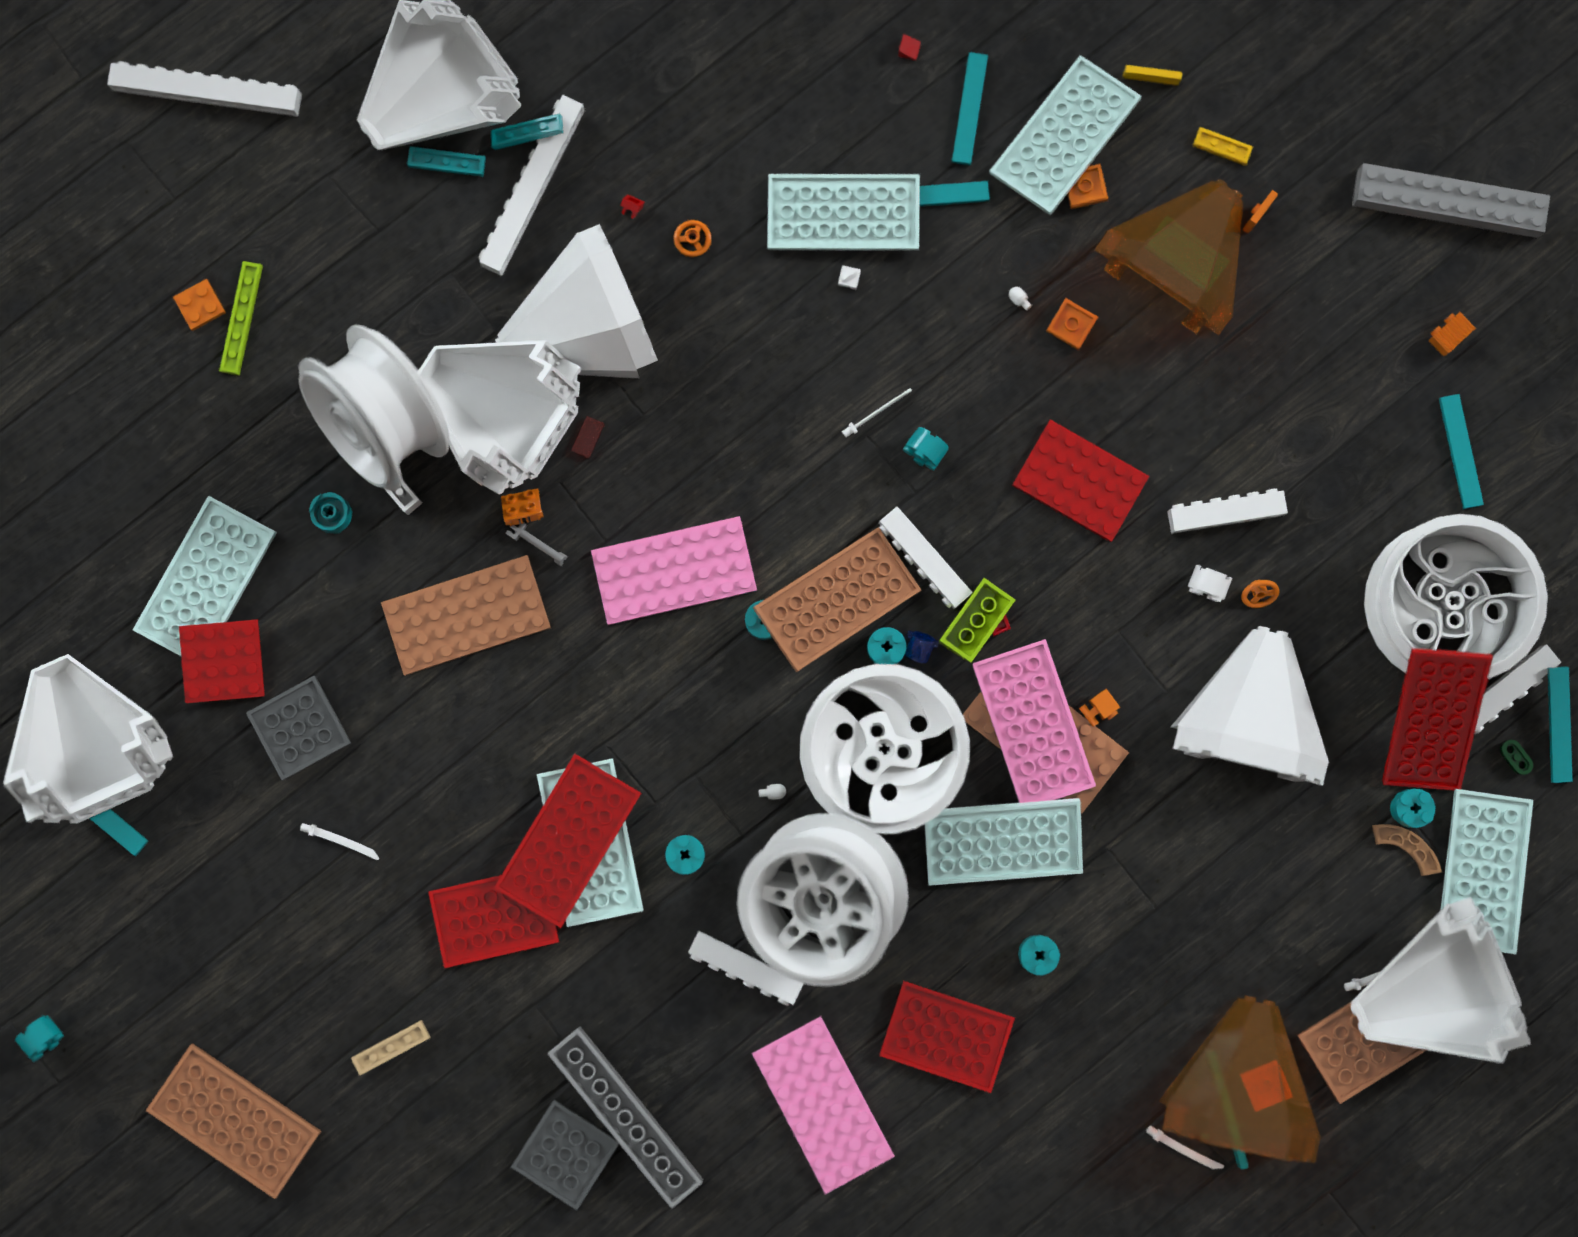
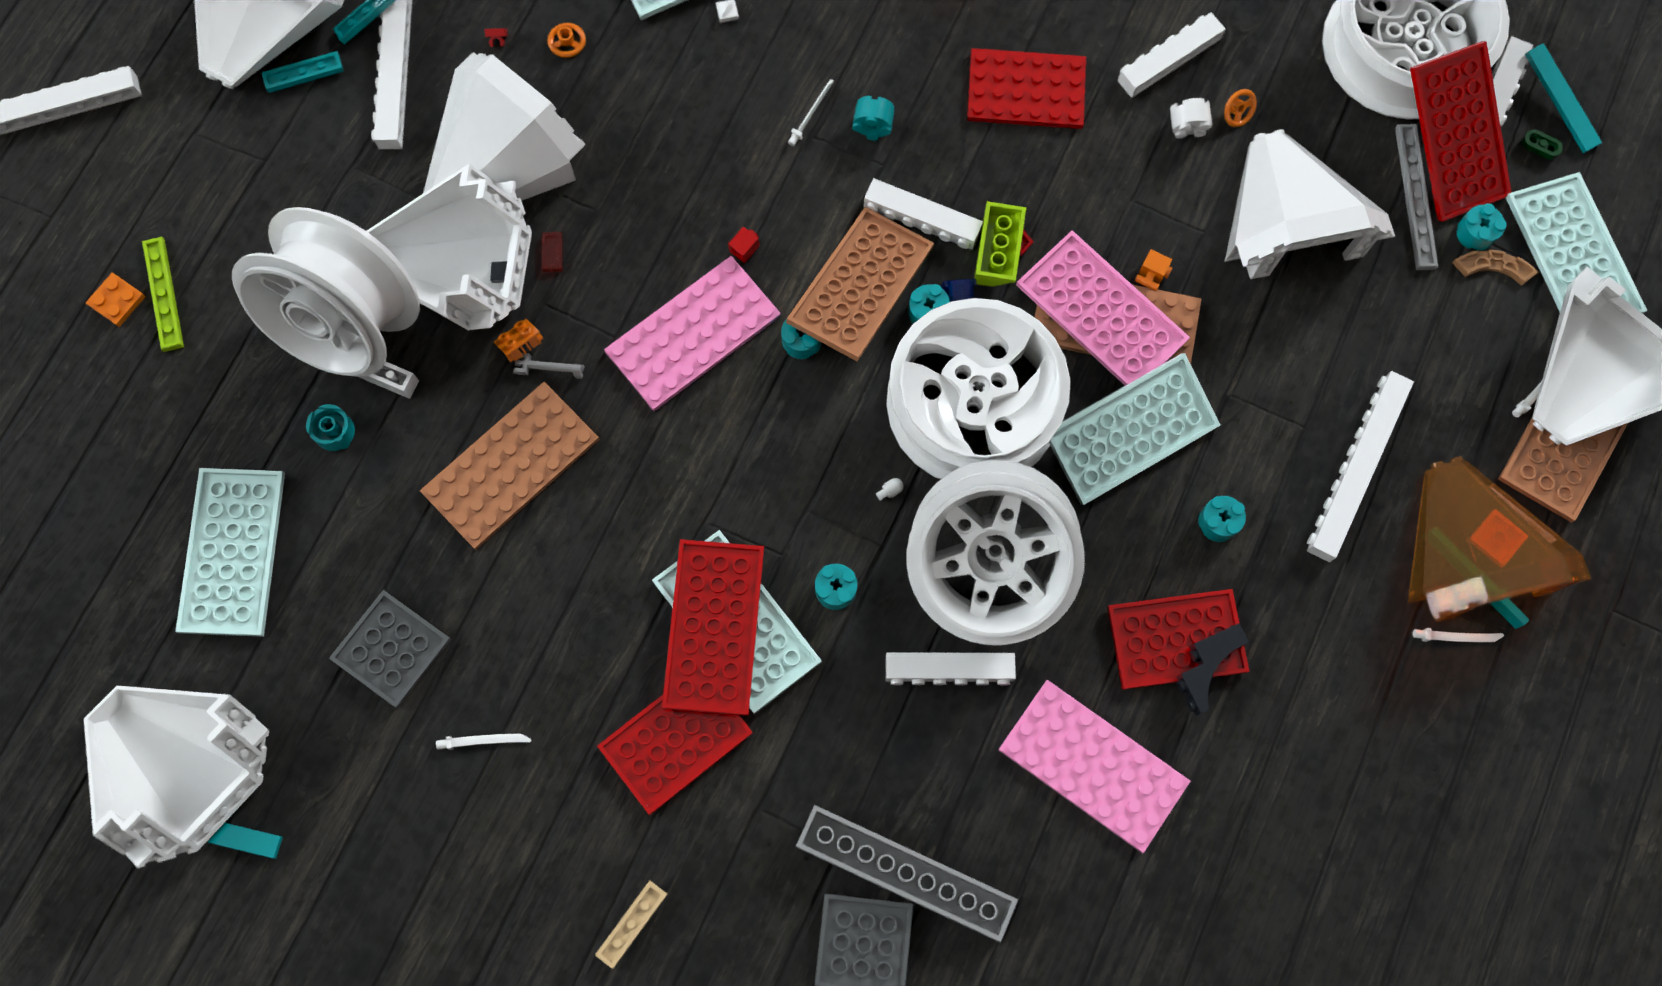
camera: 25 degrees left, 10 degrees down
(221, 661) = (281, 619): red plate -> none
(532, 436) = (498, 271): none -> black tile
(755, 512) = (744, 244): none -> red brick
(963, 1064) = (1208, 655): none -> black arch
(1184, 966) = (1359, 467): none -> white brick
(1371, 755) = (1416, 197): none -> light grey tile

